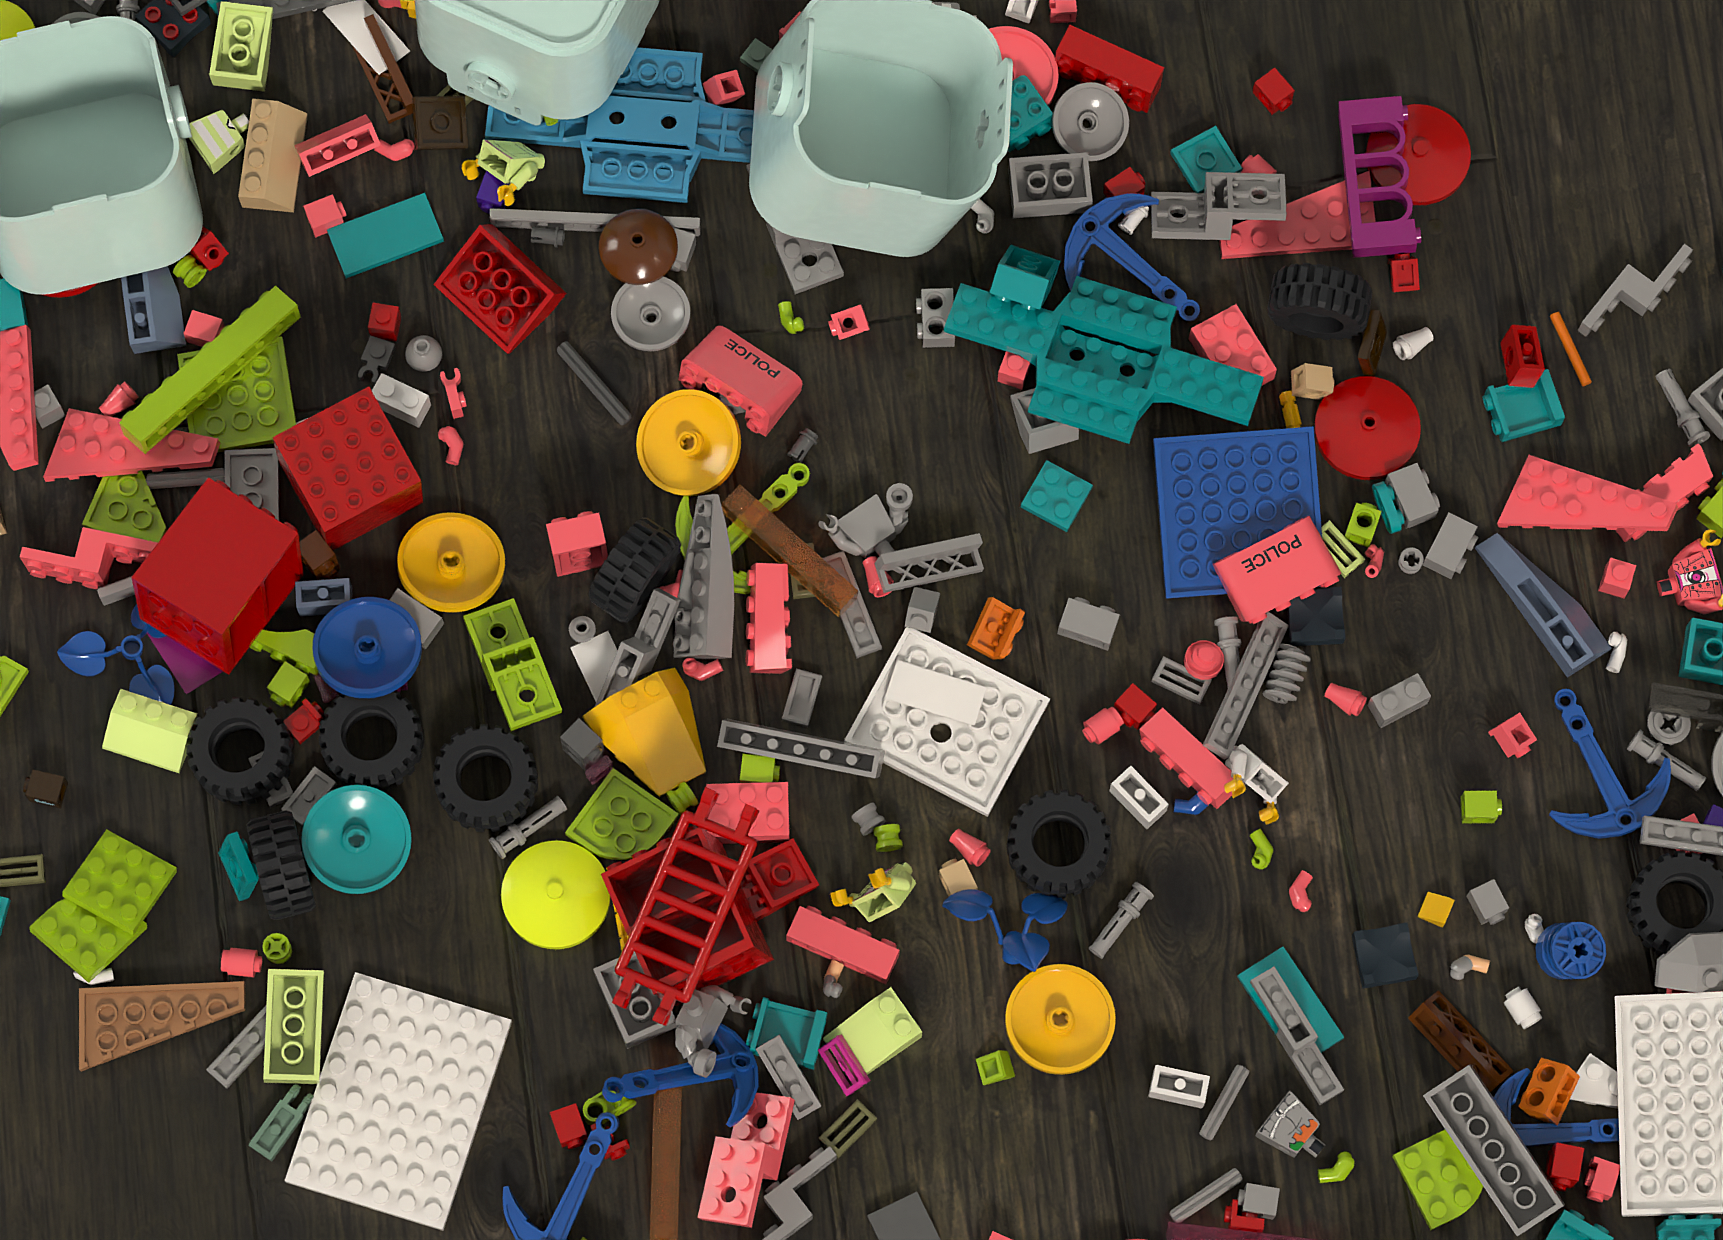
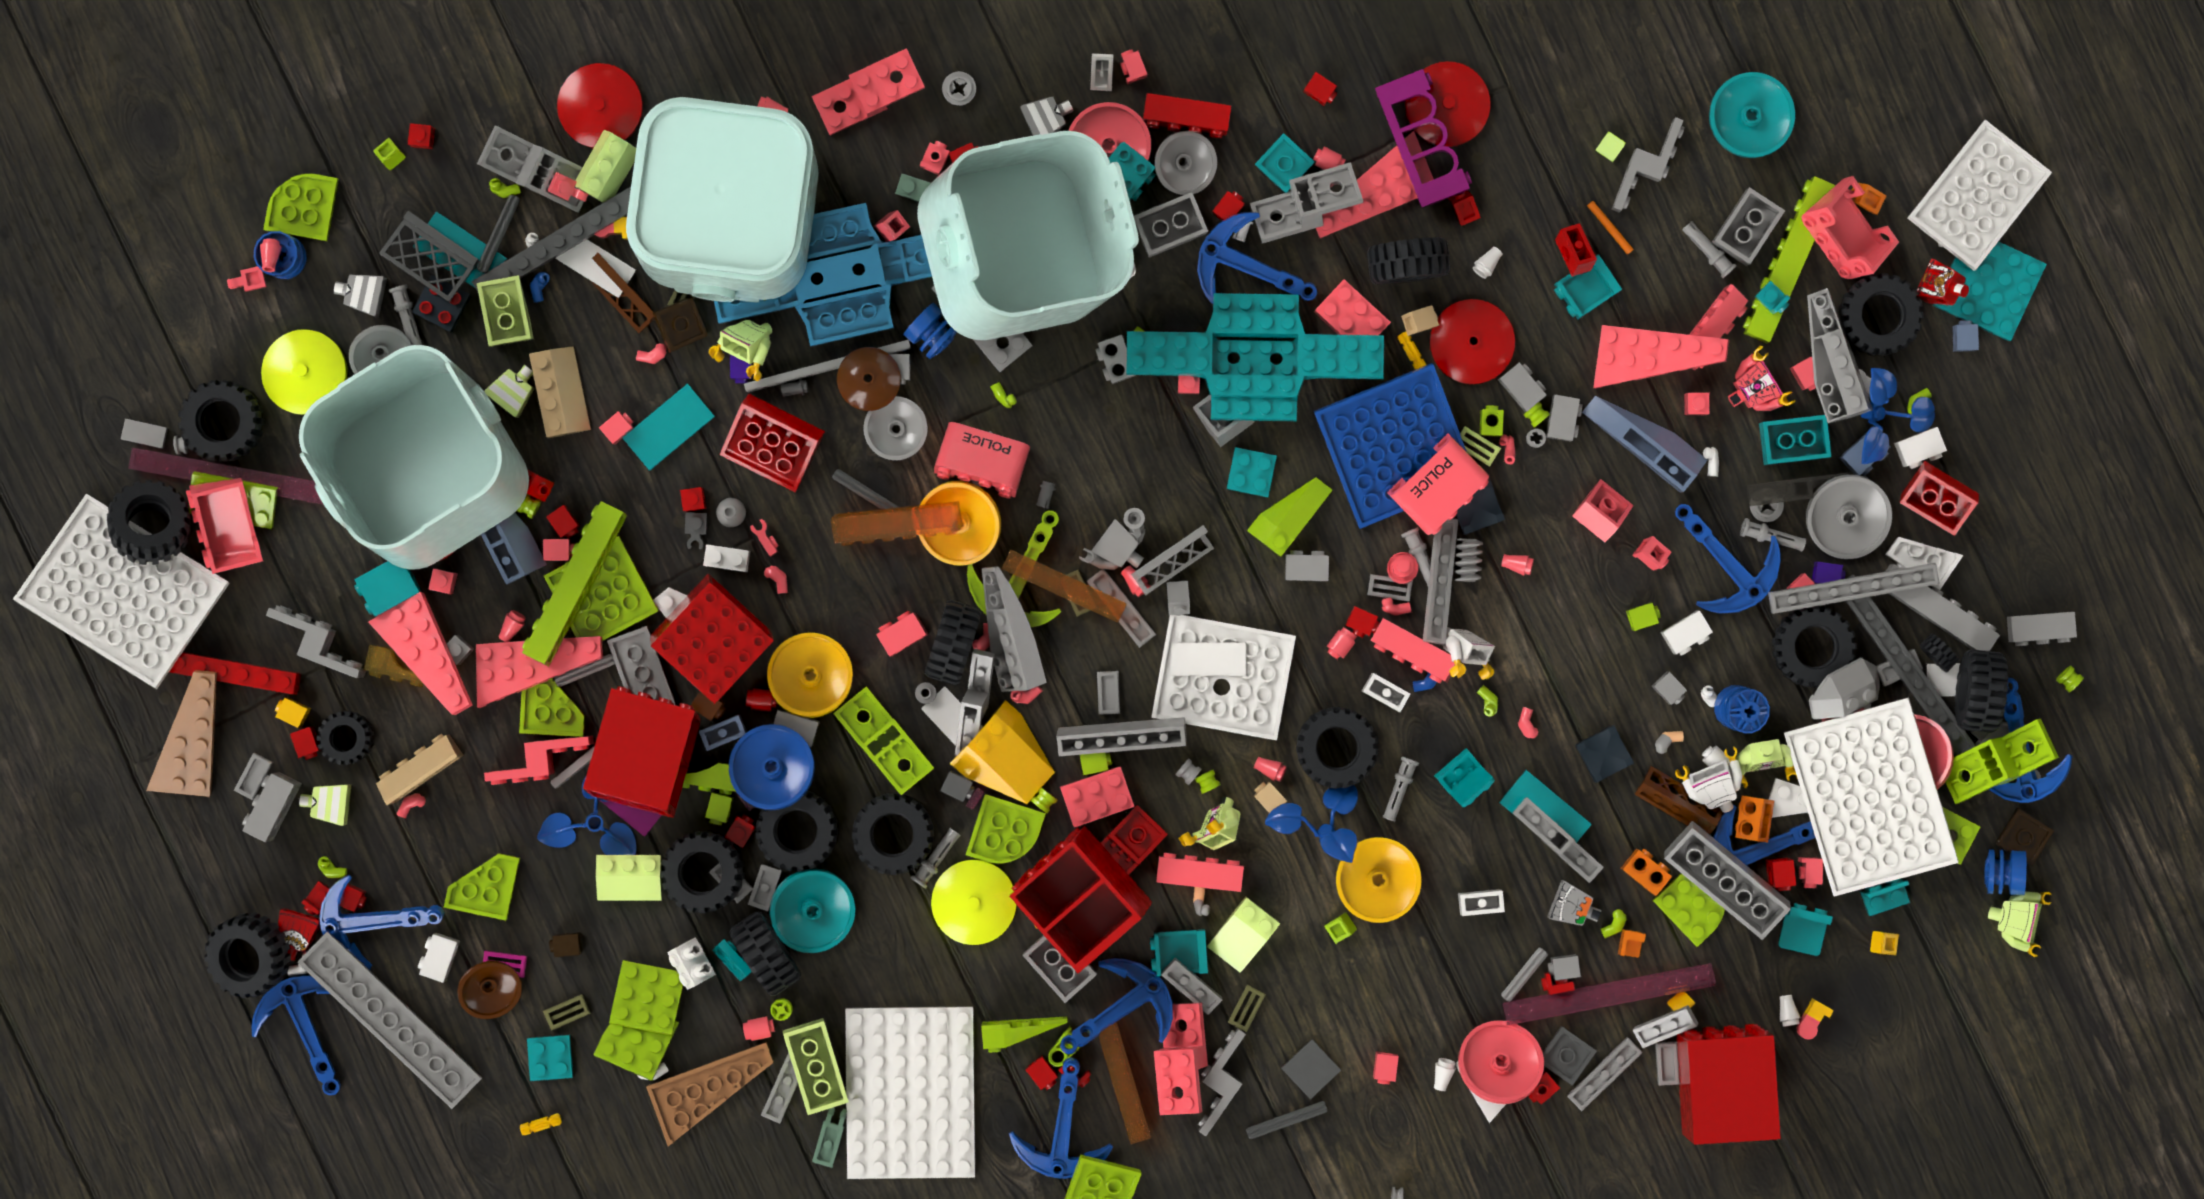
camera: 15 degrees left, 15 degrees up
(57, 324) = (443, 581): none -> coral brick
(187, 856) = (691, 963): none -> white brick
(223, 300) = (563, 522): none -> red brick
(290, 34) = (537, 285): none -> blue arm
(337, 145) = (607, 368): coral brick -> none
(382, 575) = (760, 699): none -> red brick
(538, 1062) = (1009, 1032): none -> lime wedge
(615, 417) = (896, 522): none -> clear orange brick
(699, 1022) = (1114, 970): light grey torso -> none
(716, 919) = (1055, 900): red bar -> none
(730, 216) = (931, 331): none -> blue wheel
(768, 618) = (1064, 643): coral wedge -> none
(847, 1062) = (1231, 961): dark pink tile -> none
(859, 319) = (1048, 393): coral brick -> none
(996, 629) = (1238, 594): orange bracket -> none
(1024, 277) = (1175, 311): teal brick -> none
(1080, 563) = (1285, 520): none -> lime wedge
(1178, 706) = (1395, 610): none -> coral arm
(1203, 928) = (1464, 778): none -> teal bracket
(1224, 1102) = (1517, 900): light grey axle -> none
(1351, 1198) = (1631, 943): none -> orange panel
(1372, 343) = (1458, 277): dark brown tile -> none
(1384, 498) = (1512, 409): teal plate -> none
(1389, 1119) = (1643, 875): none -> orange brick
(1399, 700) = (1559, 553): light grey brick -> none
(1419, 531) = (1536, 414): none -> lime wheel
(1436, 909) = (1631, 704): yellow slope -> none
(1466, 668) = (1603, 510): none -> coral slope
(1511, 1031) = (1714, 784): none -> white torso
(1528, 843) = (1686, 633): none -> white brick
(1581, 1018) = (1765, 756): none -> yellowish green torso
(1597, 257) = (1610, 146): none -> slope

